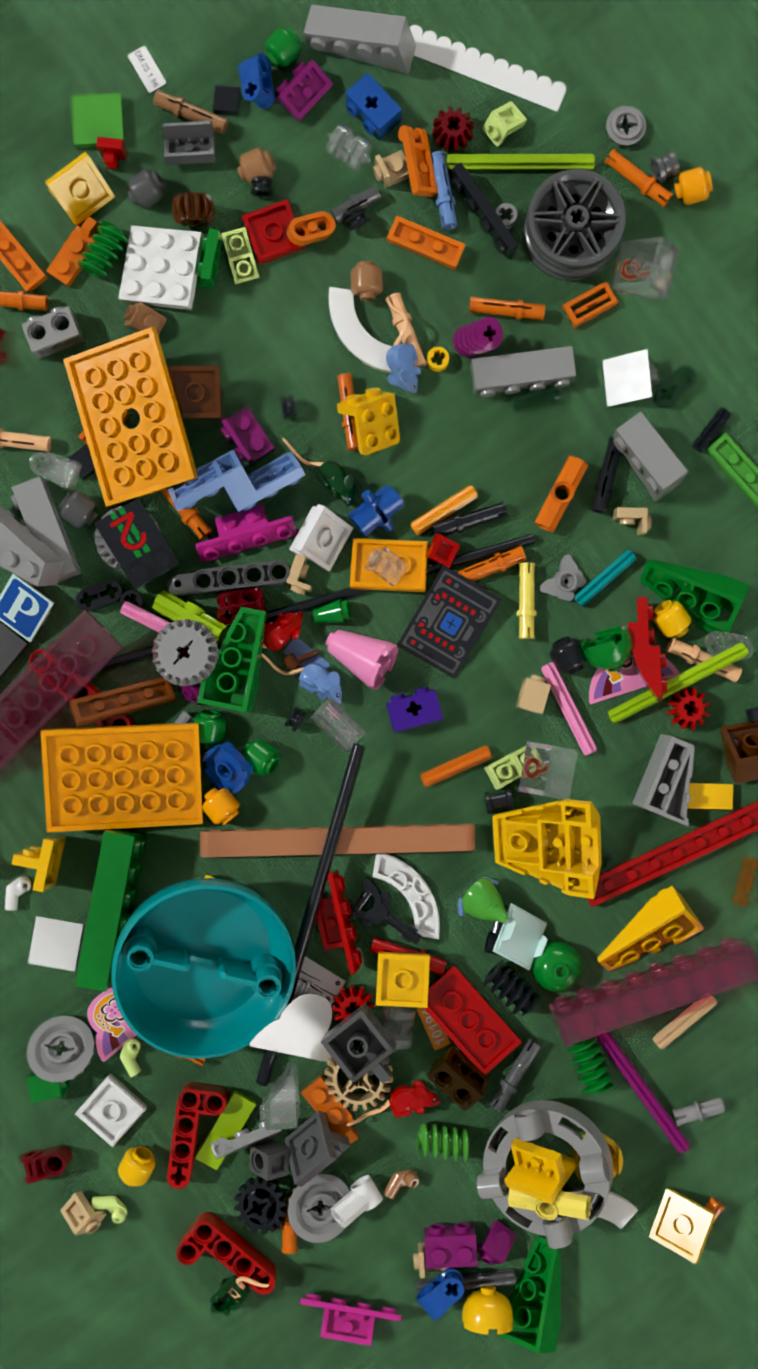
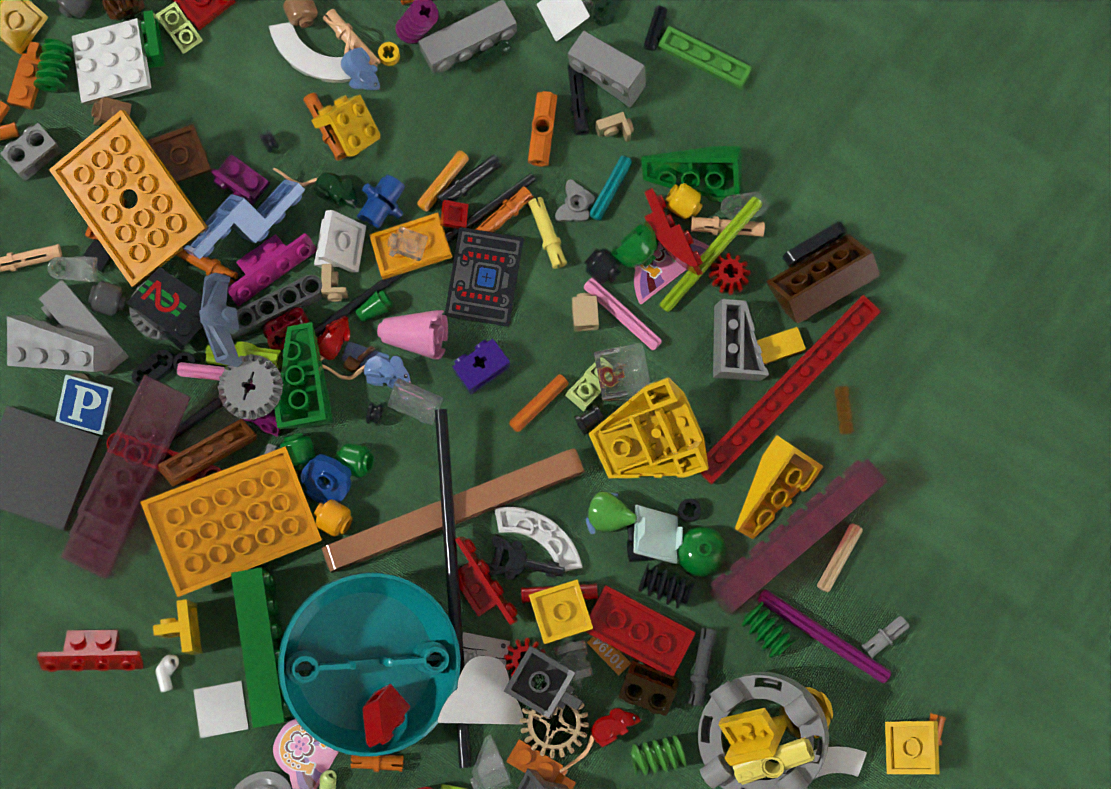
camera: 20 degrees left, 10 degrees down
(177, 576) = (219, 319): none -> sand blue plate
(200, 1018) = (383, 714): none -> red slope
(565, 927) = (696, 513): none -> black bush

